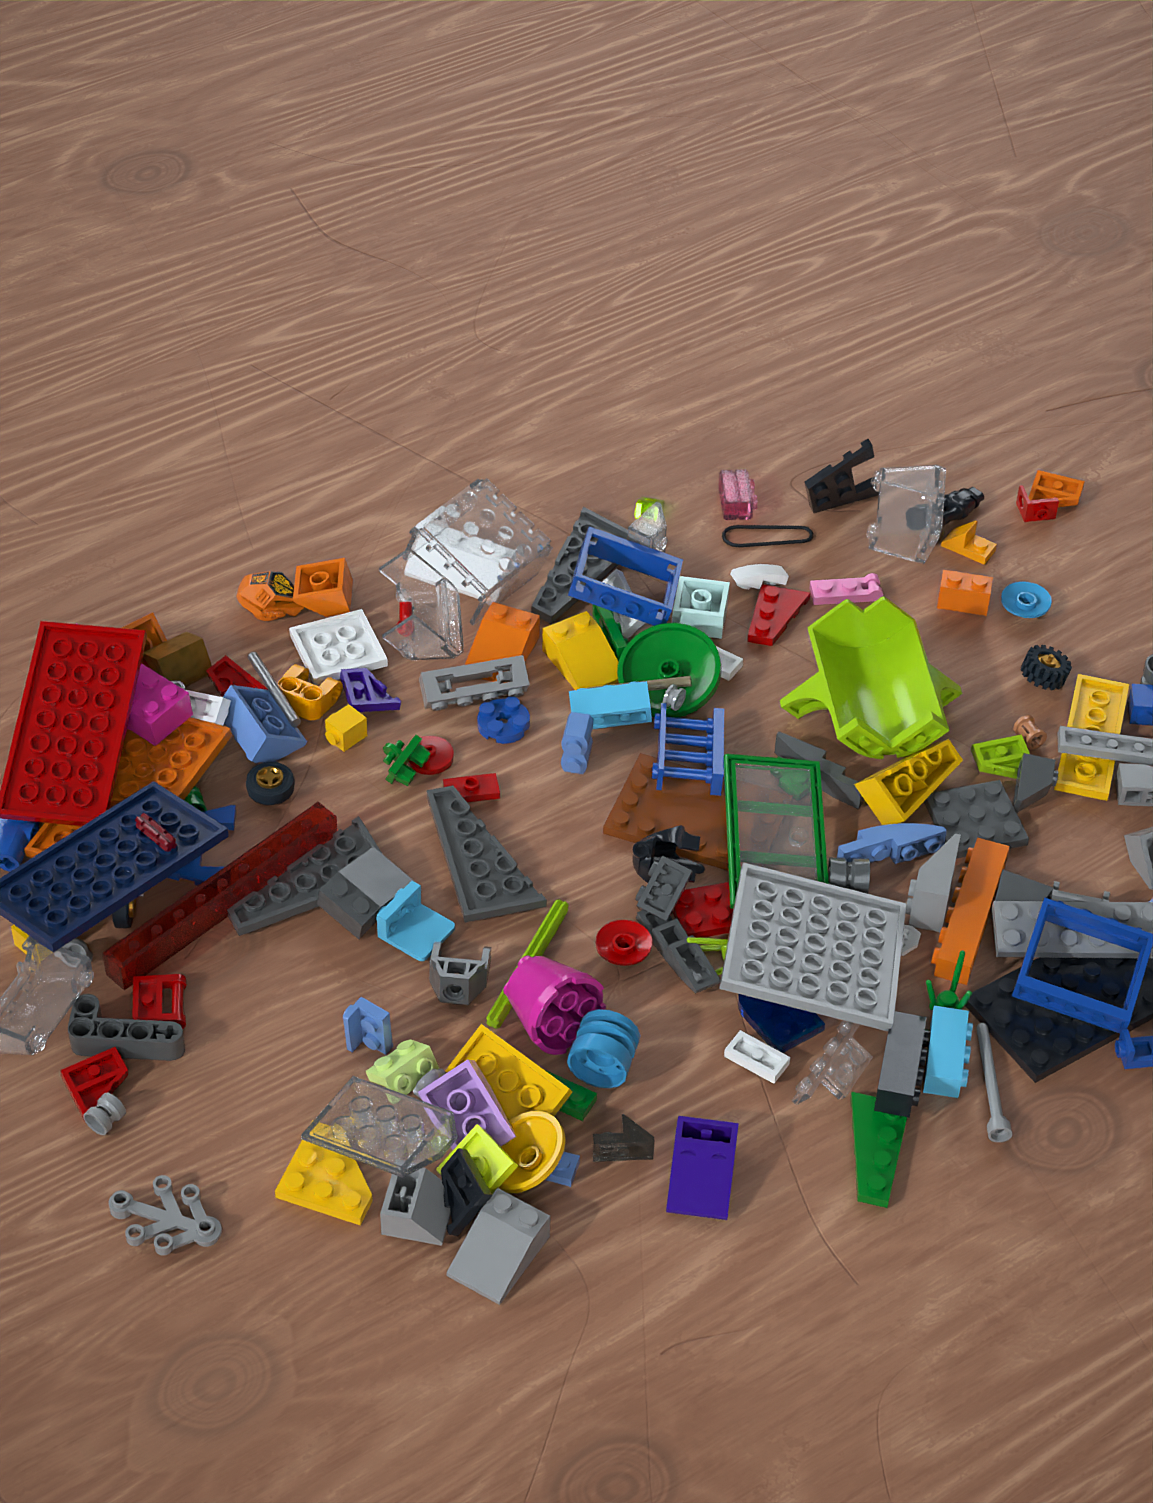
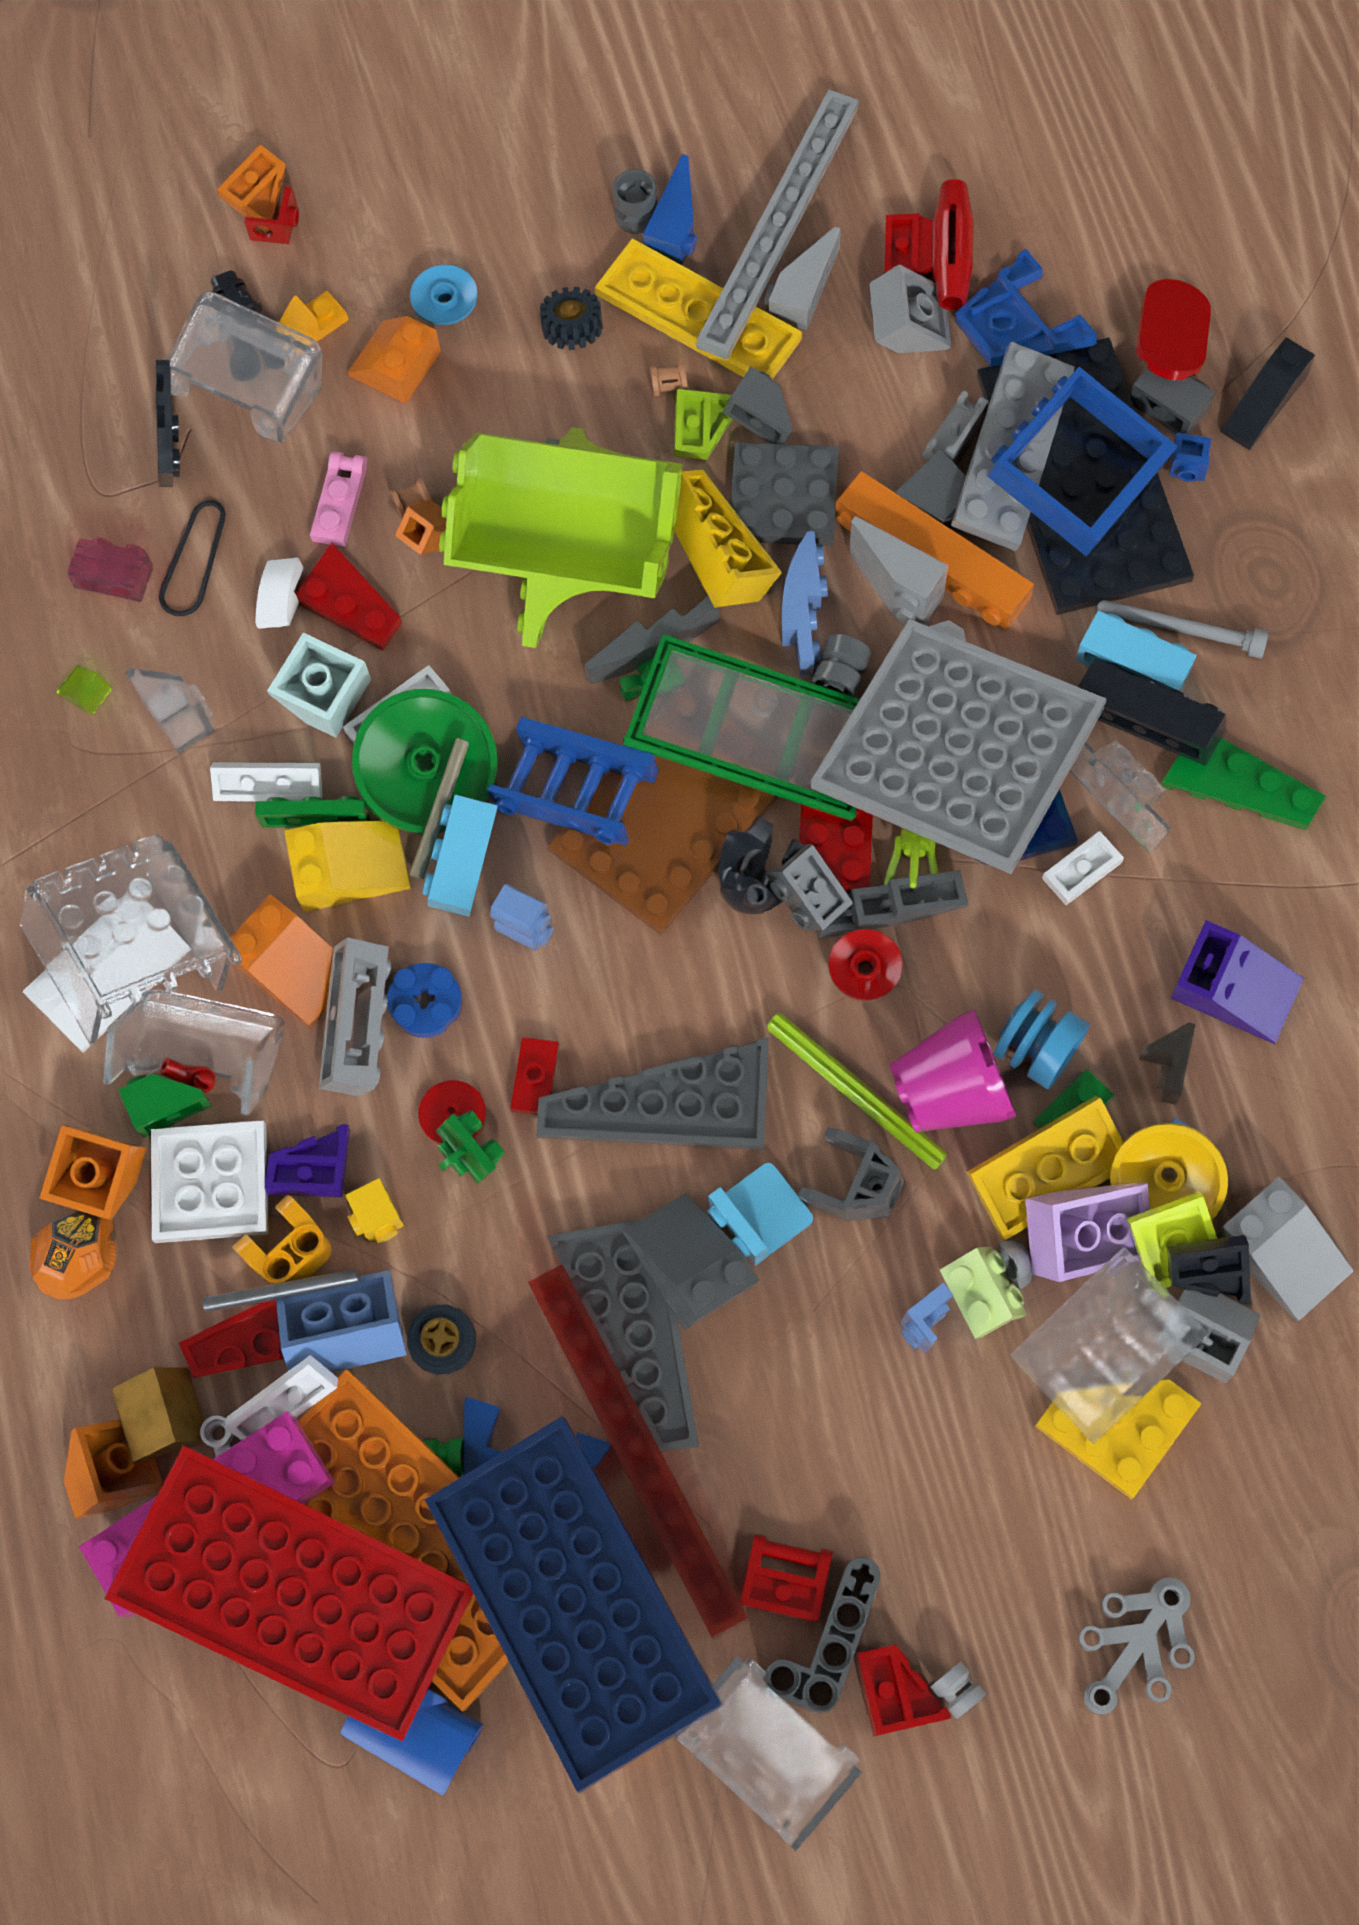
camera: 65 degrees left, 25 degrees up
(156, 832) = (546, 1516): dark red axle -> none
(379, 607) = (160, 1102): none -> green slope
(553, 596) = (152, 793): dark grey wing -> none
(633, 557) = (208, 729): blue window -> none
(674, 697) = (482, 770): light grey bush -> none
(948, 997) = (1064, 628): green plant -> none

